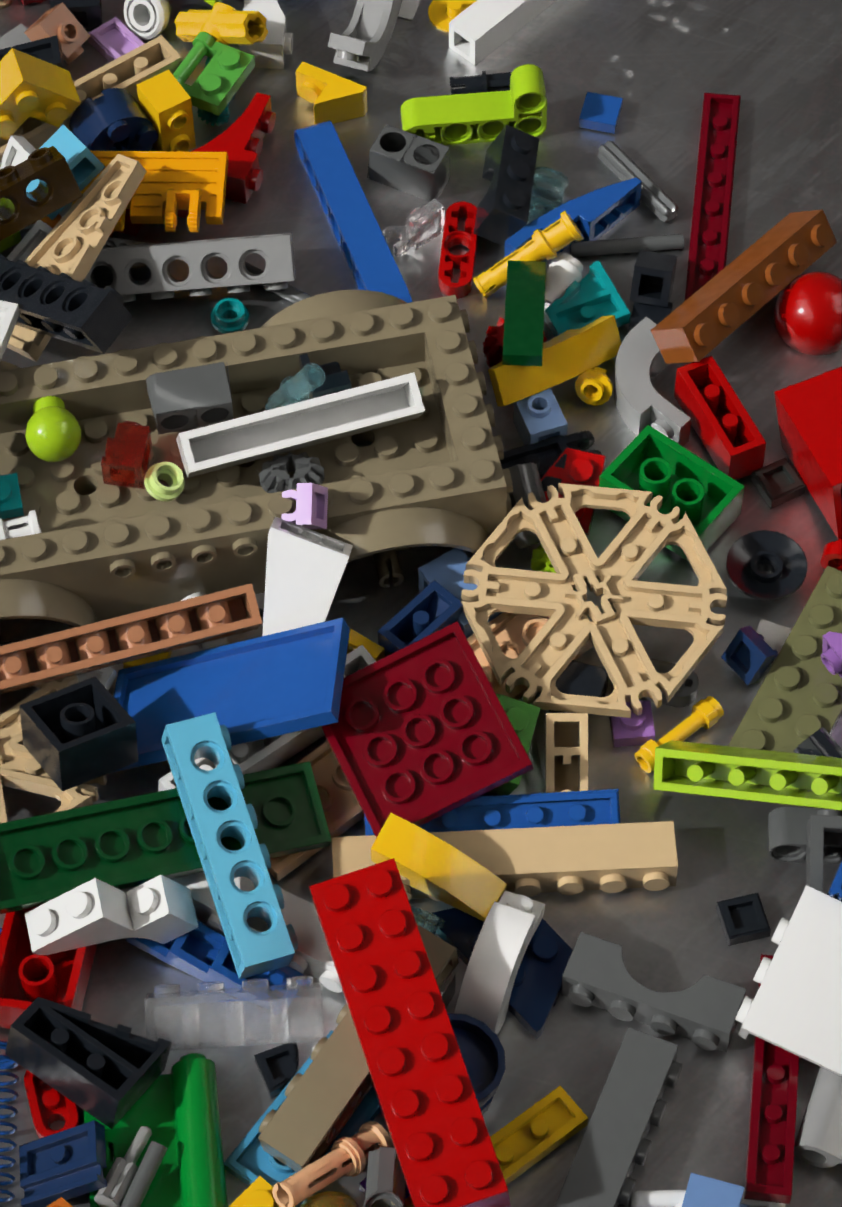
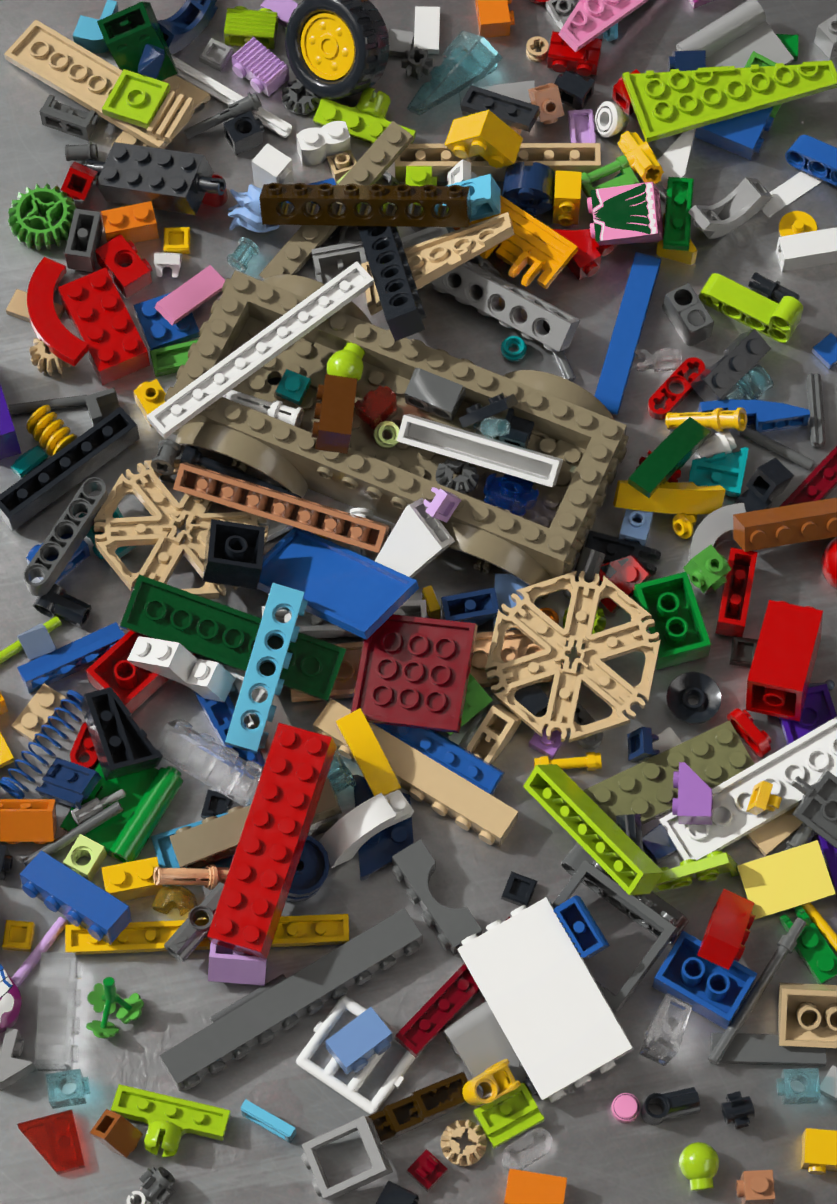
camera: 35 degrees right, 10 degrees up
(87, 487) = (334, 413): none -> reddish brown brick
(259, 85) = (626, 214): none -> slope
(283, 359) = (497, 404): none -> black plate
(314, 60) = (677, 218): none -> green tile
(376, 451) = (510, 493): none -> clear blue plate
(674, 404) = (708, 569): none -> bright green brick

